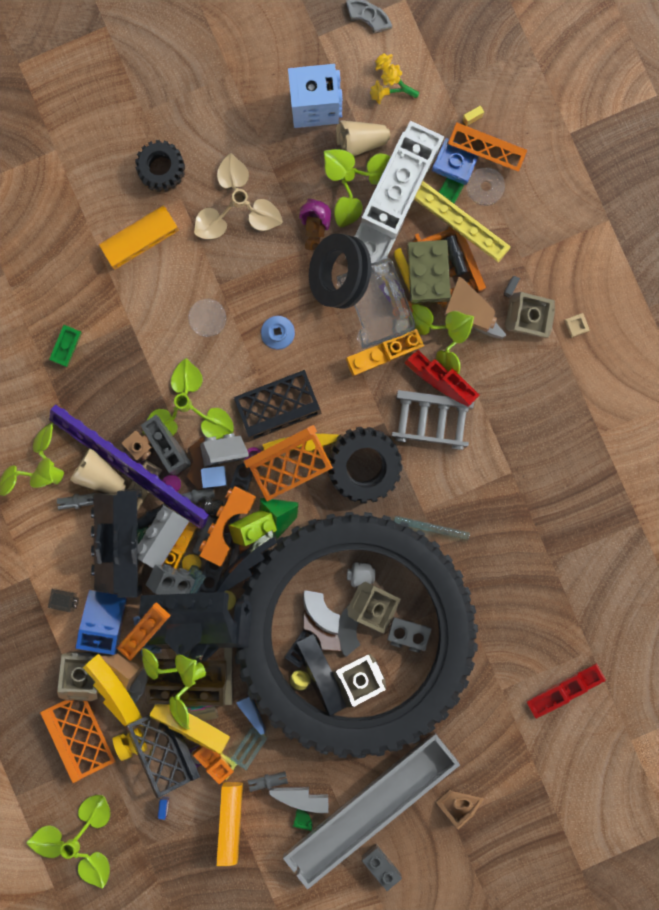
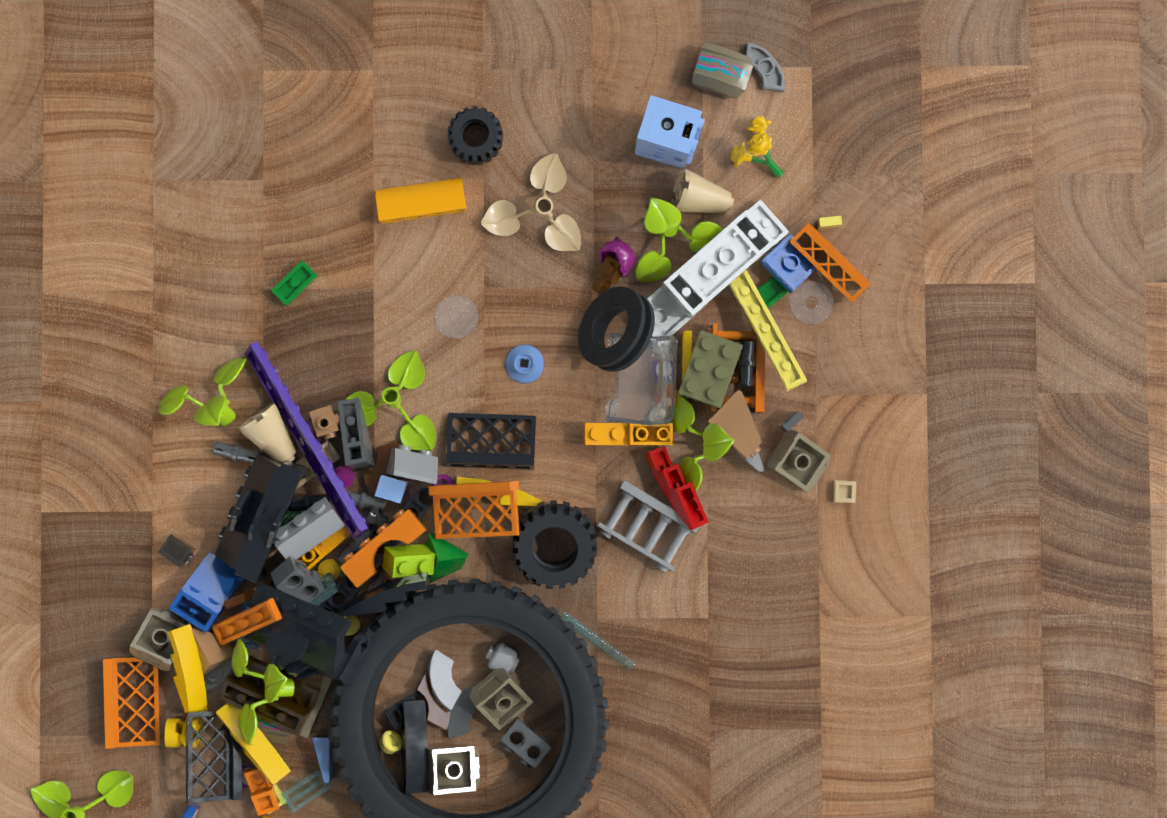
camera: 15 degrees right, 0 degrees up
(132, 614) = (244, 597): none -> reddish brown tile
(335, 31) = (722, 71): none -> dark tan slope

